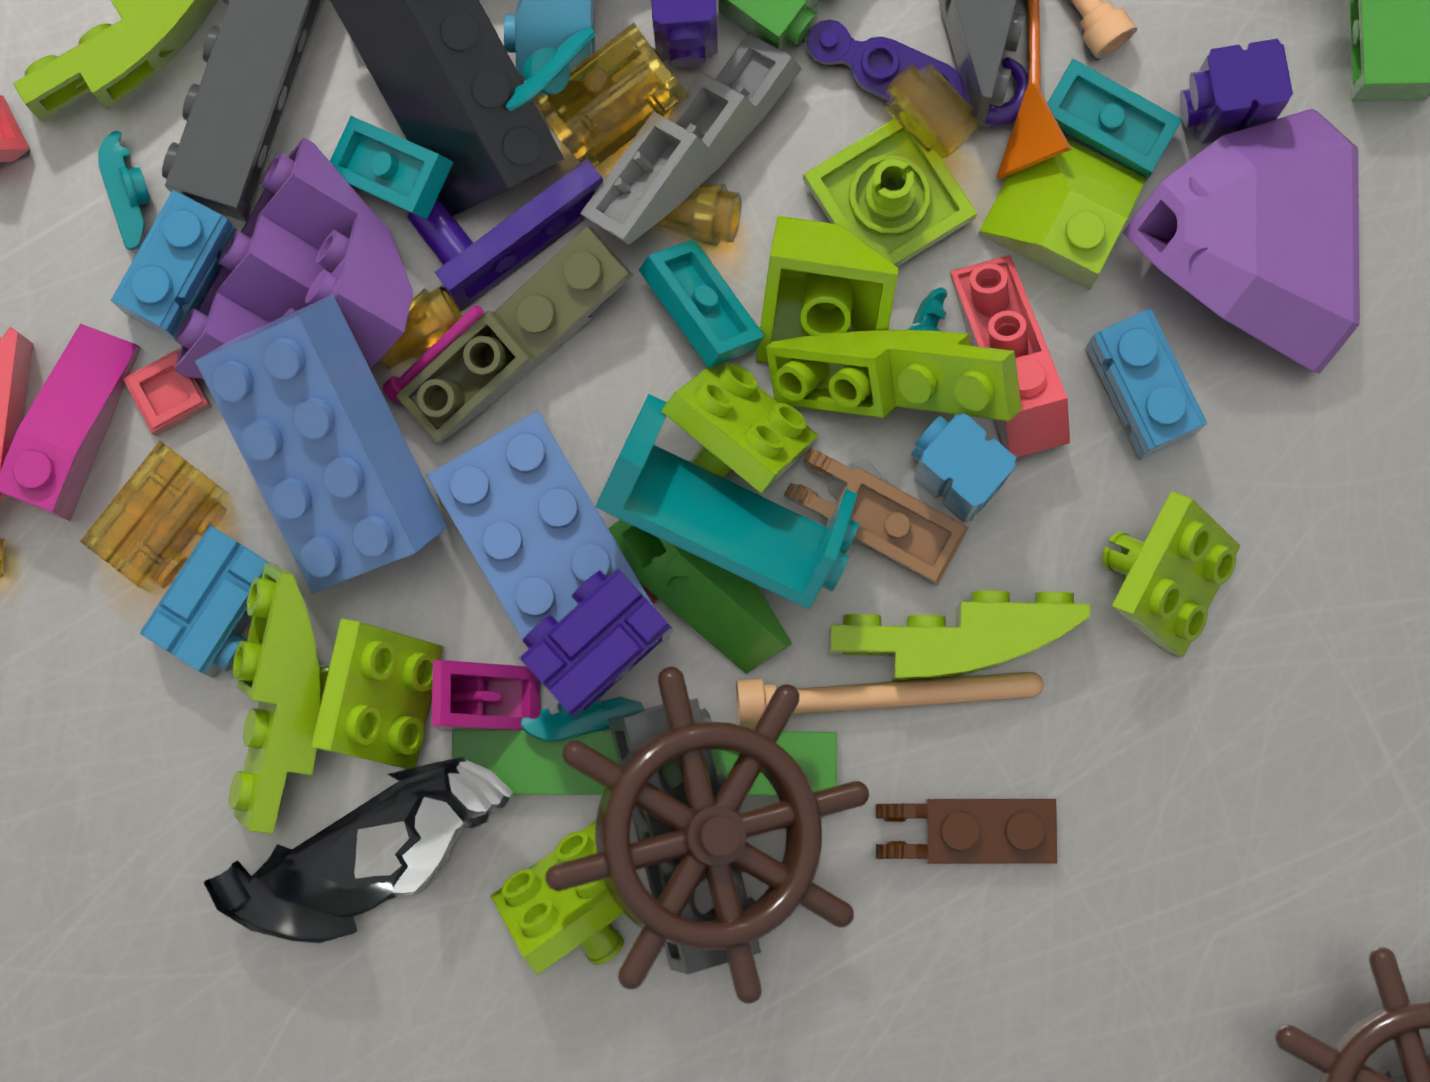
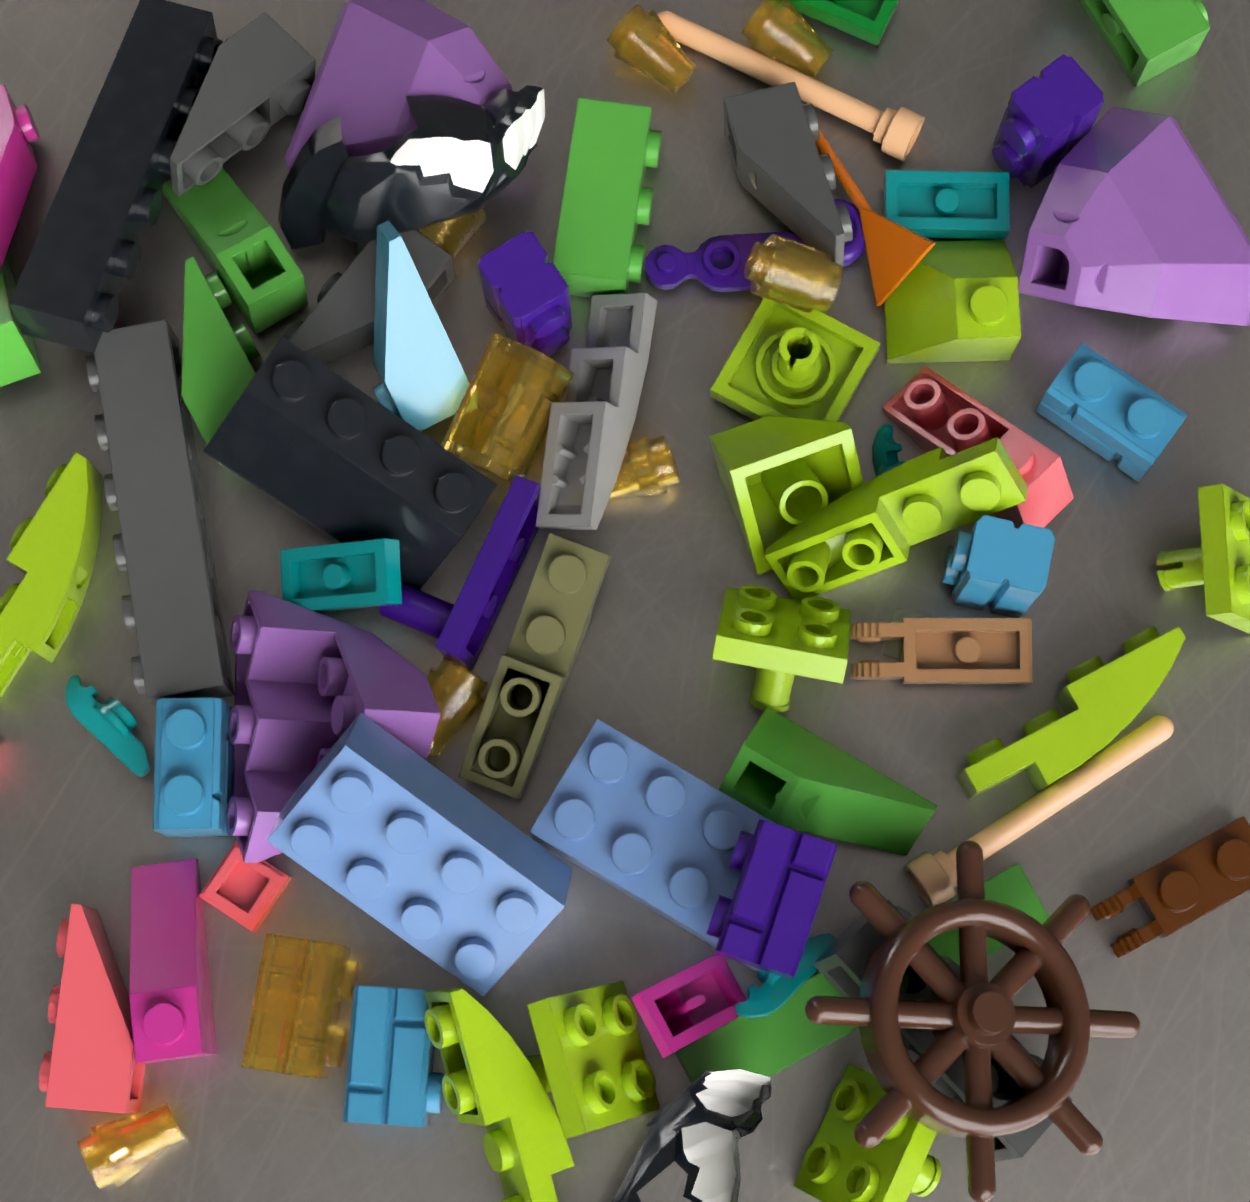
camera: 30 degrees left, 5 degrees down
(396, 384) = (452, 767): dark pink piece -> none
(548, 69) = (441, 413): teal piece -> none
(701, 303) = (685, 548): teal plate -> none
(724, 519) = (822, 726): teal panel -> none

